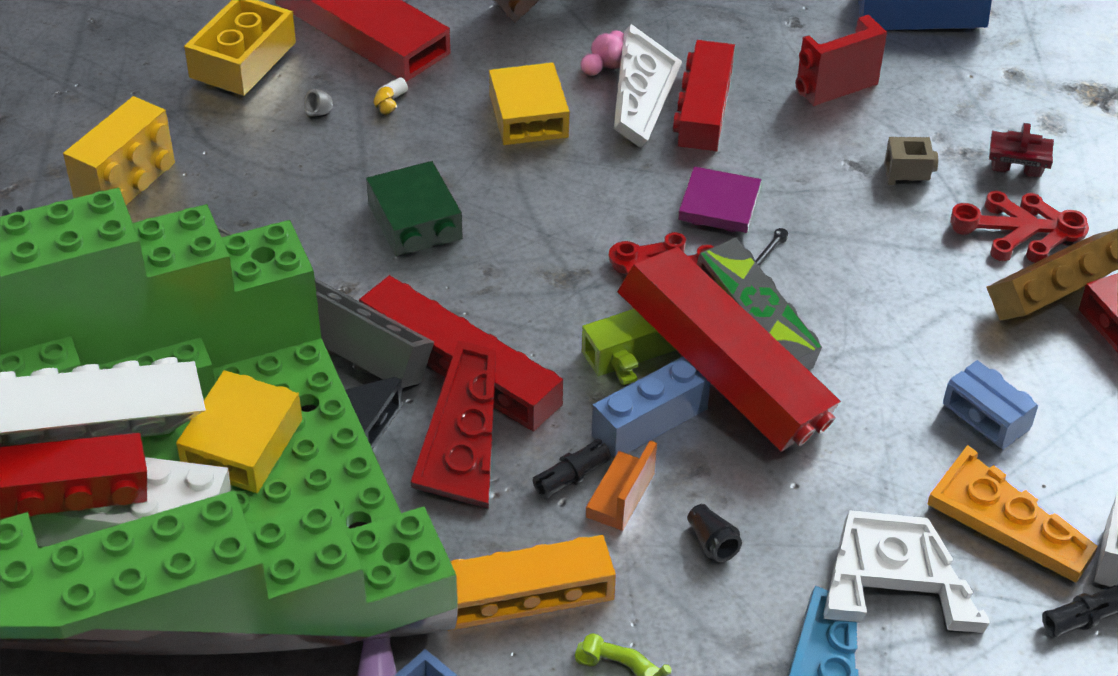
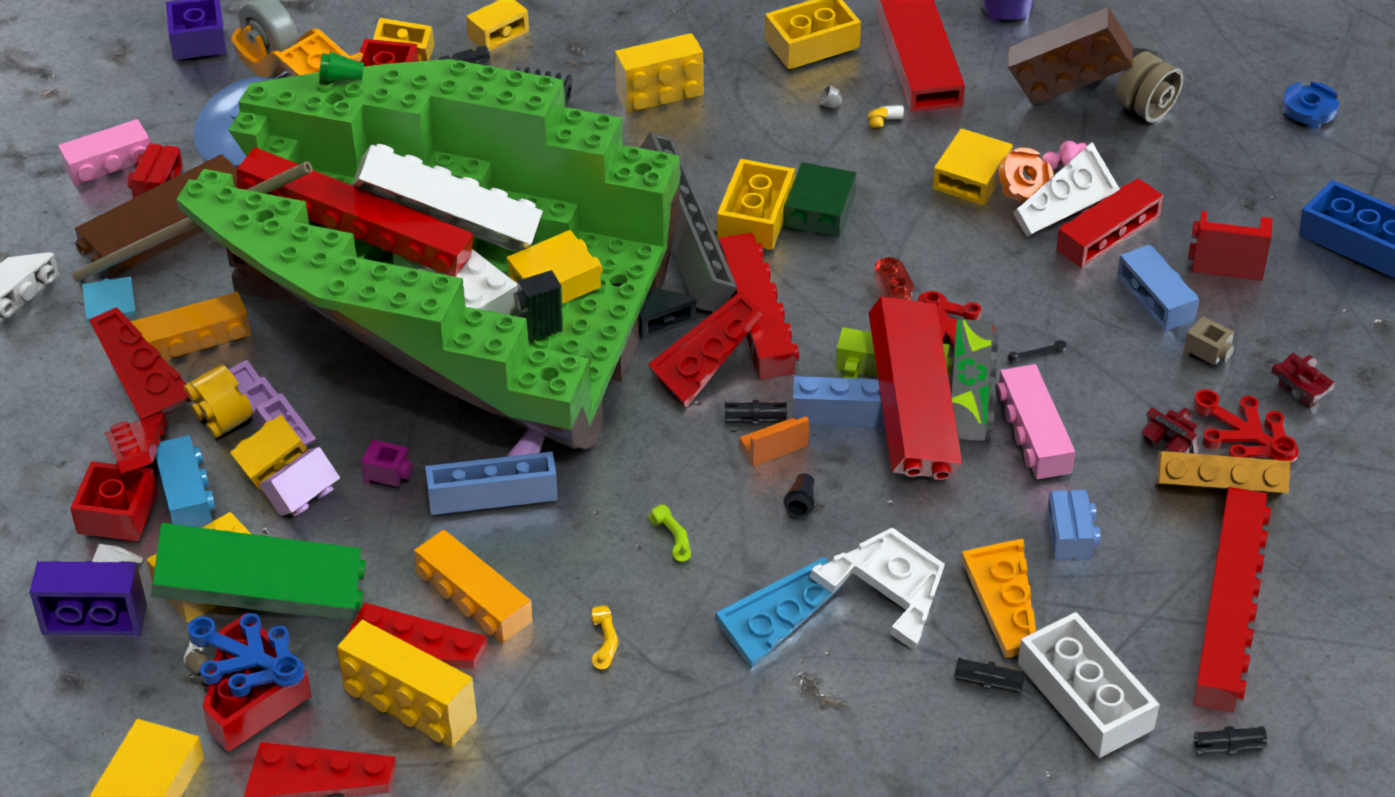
camera: 40 degrees right, 0 degrees up
(272, 475) = (541, 304): none -> black brick
(358, 241) = (755, 201): none -> yellow brick
(533, 581) = (658, 457): light orange brick -> none
(565, 253) = (893, 279): none -> clear red plate
(591, 86) = (1011, 175): none -> orange plate
(720, 199) = (1037, 299): magenta tile -> none
(811, 133) = (1158, 287): none -> medium blue brick
(856, 319) = (1035, 422): none -> bright pink brick
(972, 257) = (1174, 427): none -> dark red hips

